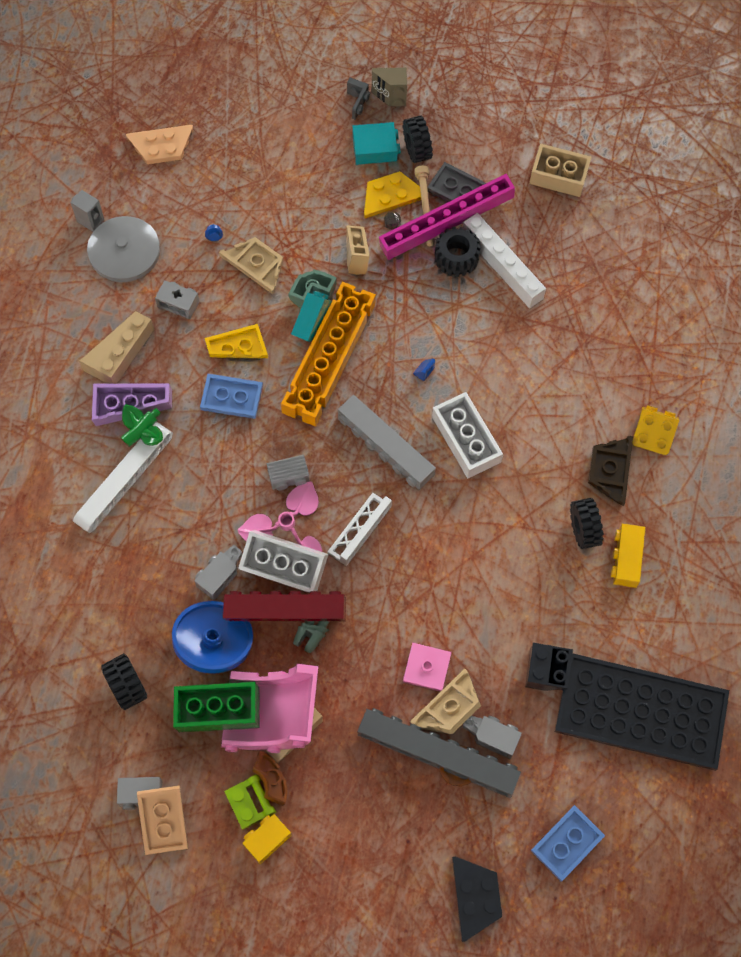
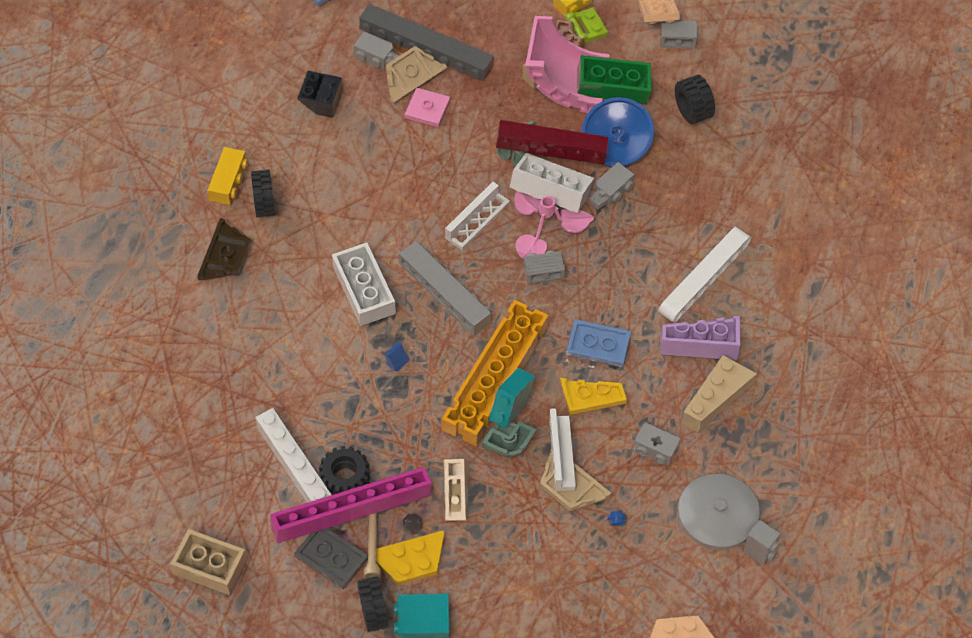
camera: 175 degrees left, 10 degrees down
(141, 426) = (688, 305): green plant -> none
(263, 279) = (561, 452): none -> white fence
(643, 712) = (243, 61): black plate -> none
(655, 430) = (170, 284): yellow bracket -> none

